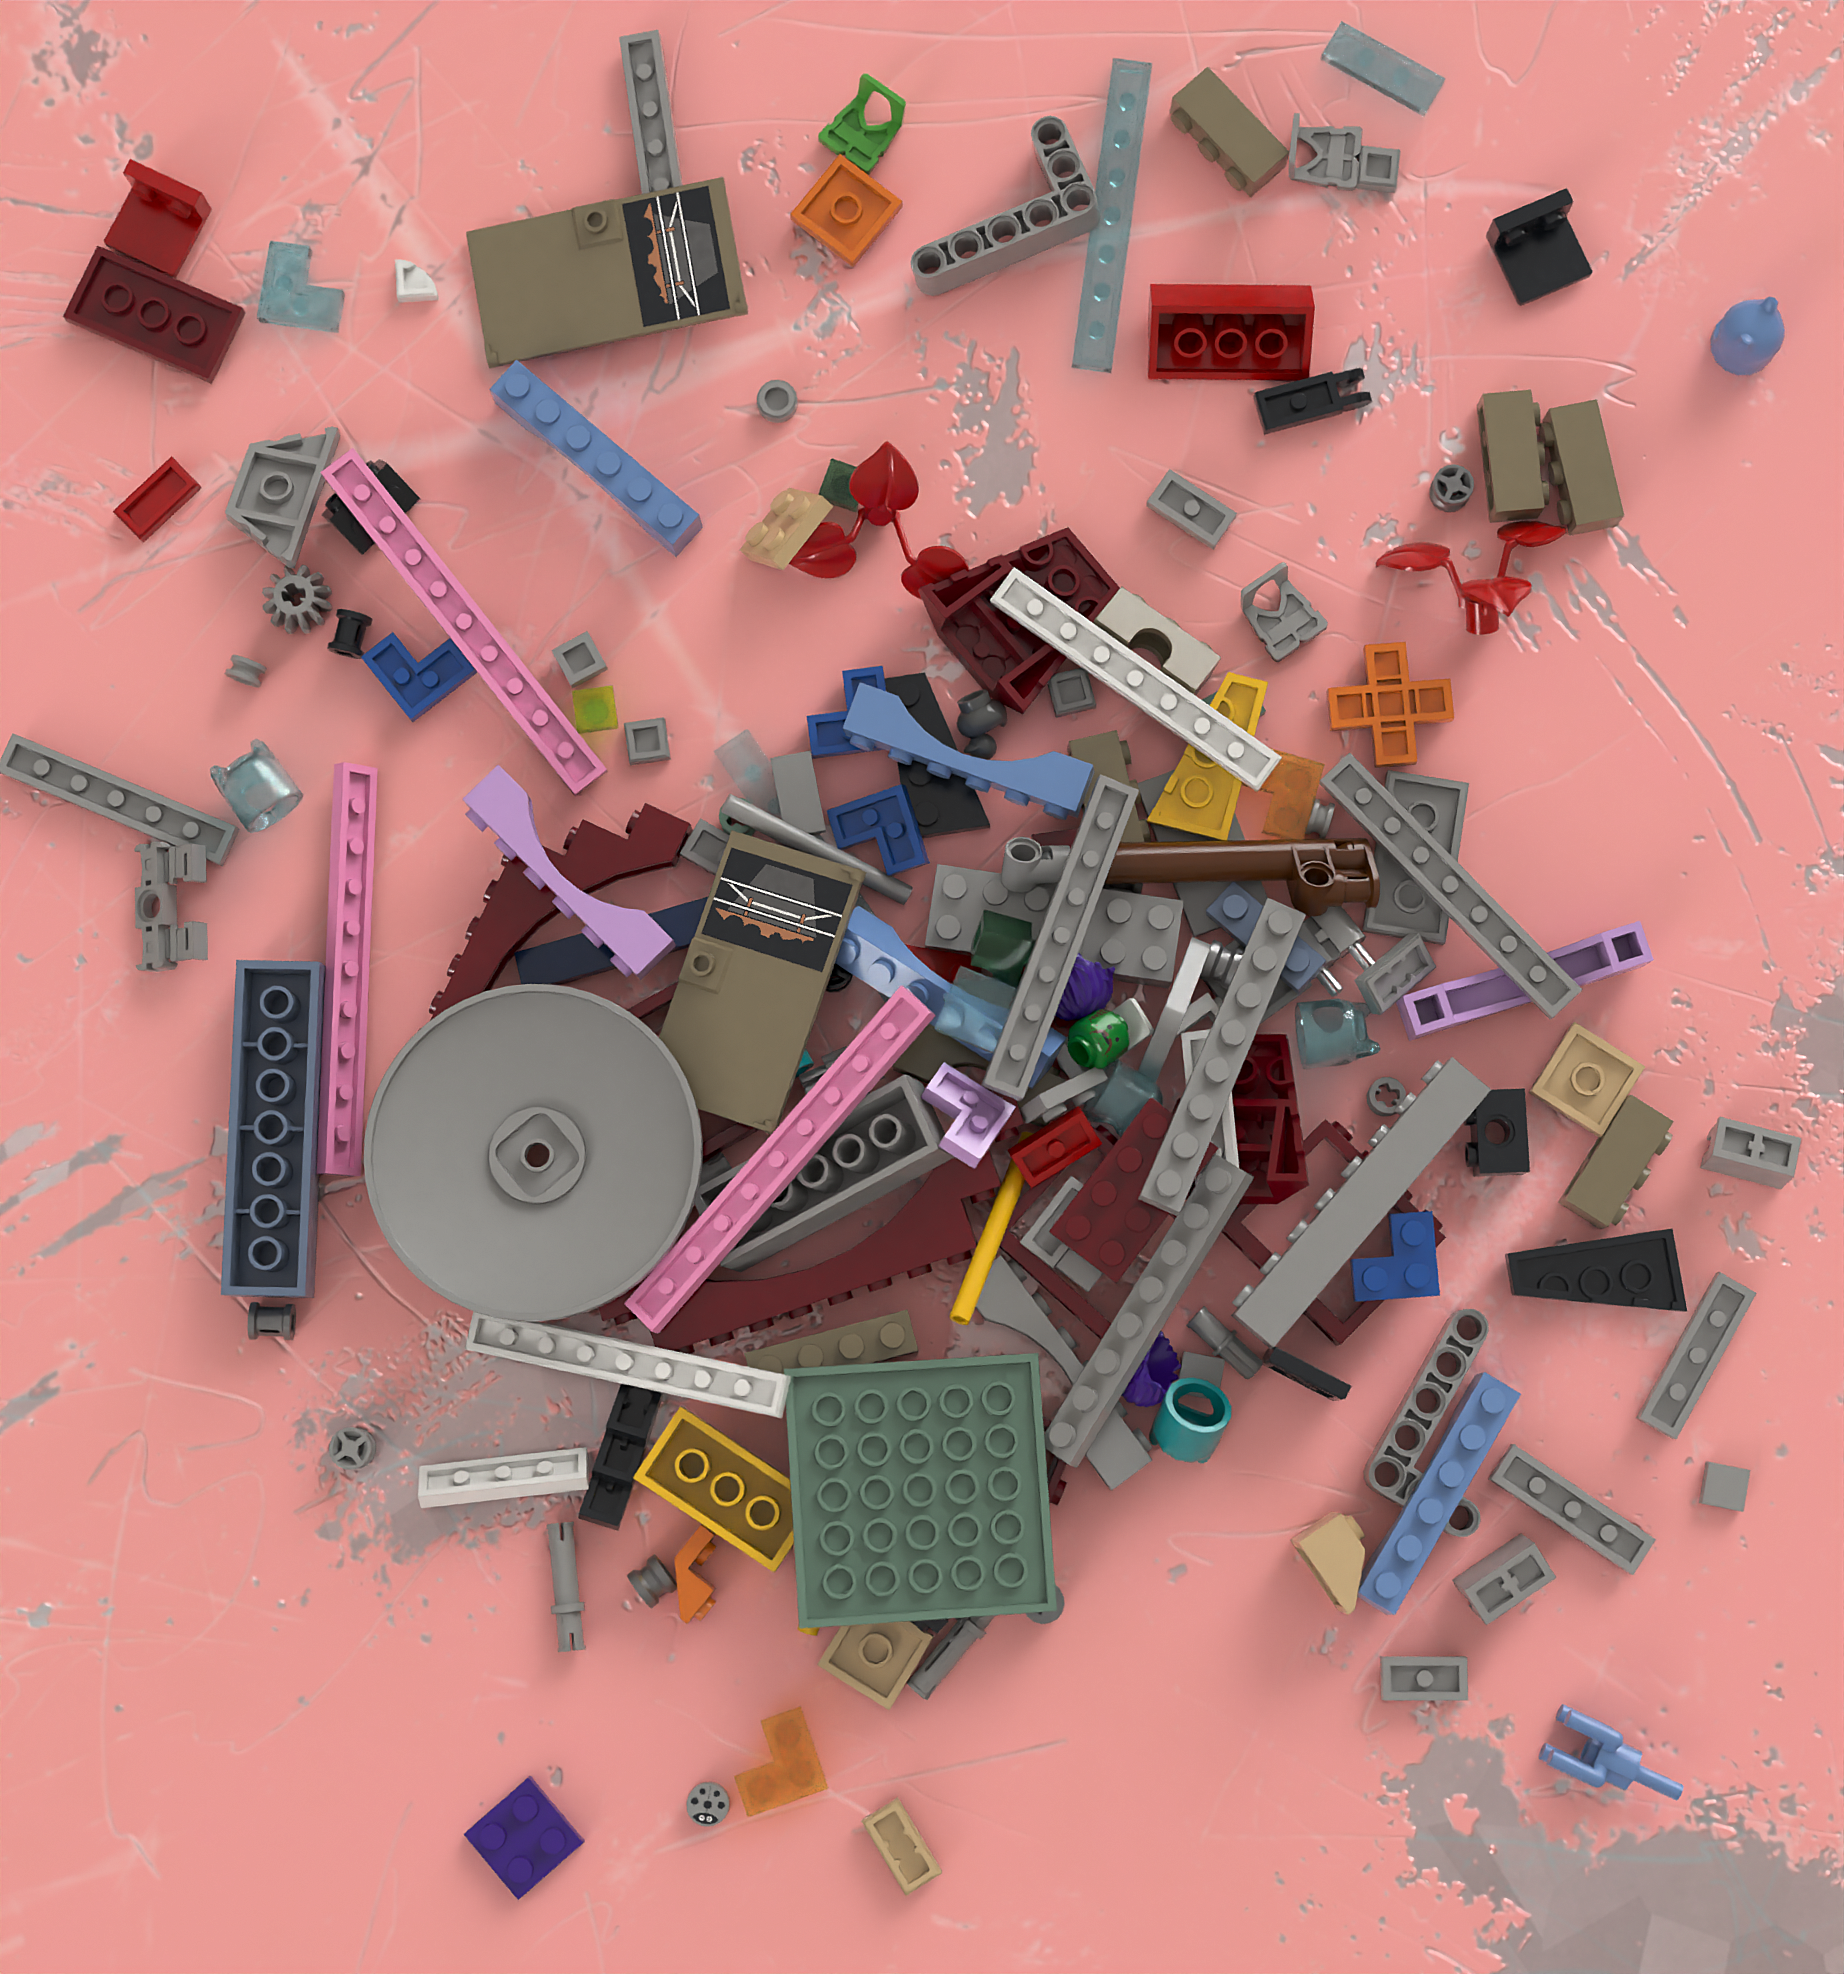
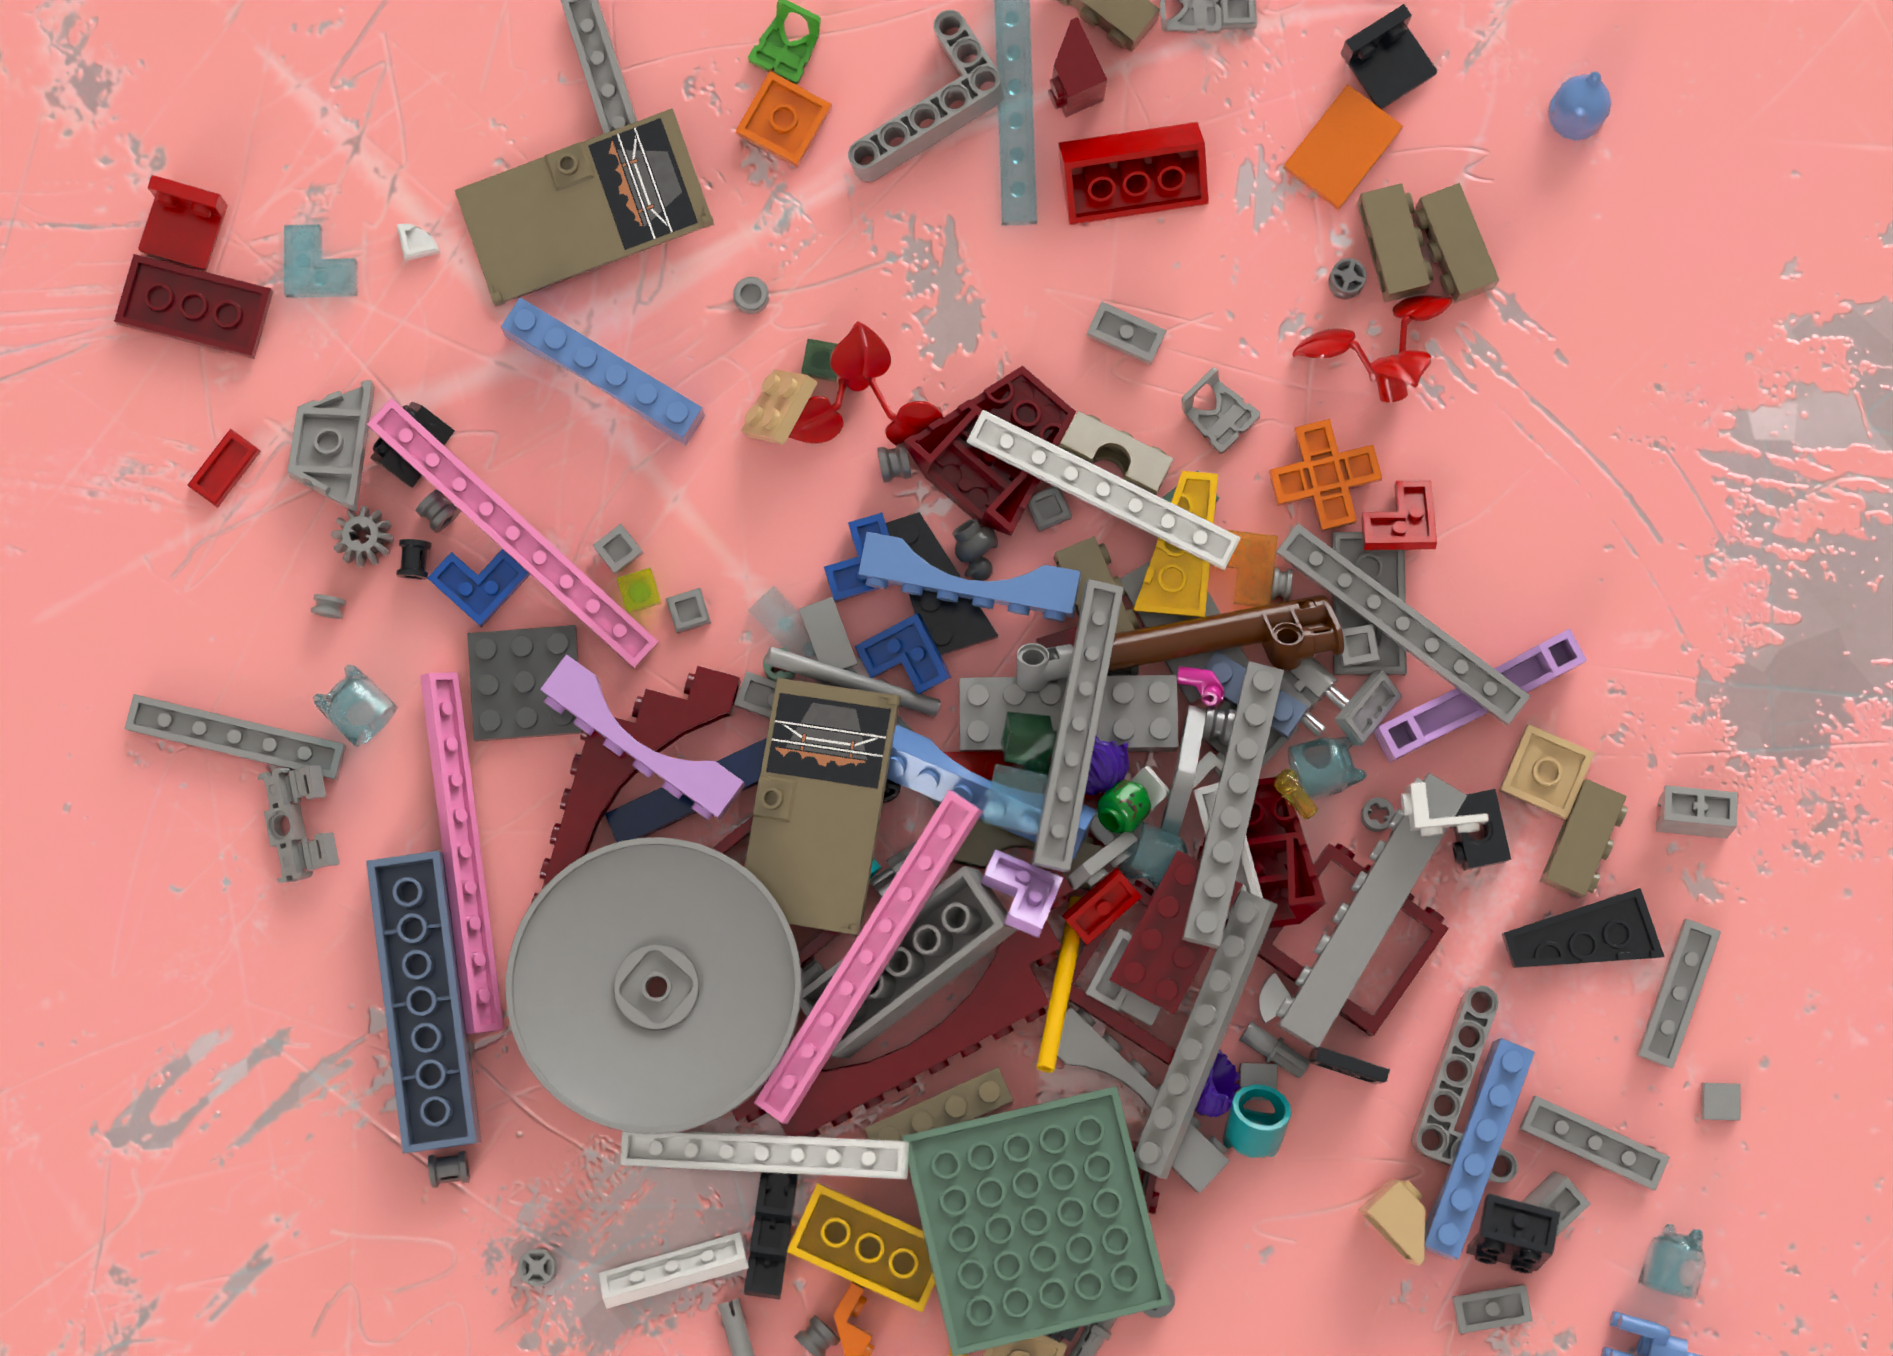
camera: 15 degrees left, 0 degrees up
(385, 584) = (437, 510): none -> flat silver wheel
(428, 785) = (507, 682): none -> dark grey plate
(905, 612) = (894, 462): none -> flat silver wheel
(1183, 209) = (1077, 74): none -> dark red slope
(1215, 915) = (1205, 681): none -> dark pink arm
(1231, 1282) = (1271, 997): none -> white tile
(1289, 1046) = (1288, 786): none -> clear yellow arm
(1308, 400) = (1211, 222): black hinge -> none
(1396, 902) = (1359, 646): none -> light grey plate
(1410, 1269) = (1423, 958): blue plate -> none
(1430, 1090) = (1416, 806): none -> white bracket
(1463, 1597) = (1515, 1234): none -> black bracket
(1471, 340) = (1343, 147): none -> orange tile
(1477, 776) = (1409, 526): none -> plate
(1641, 1661) = (1674, 1263): none -> clear light blue piece

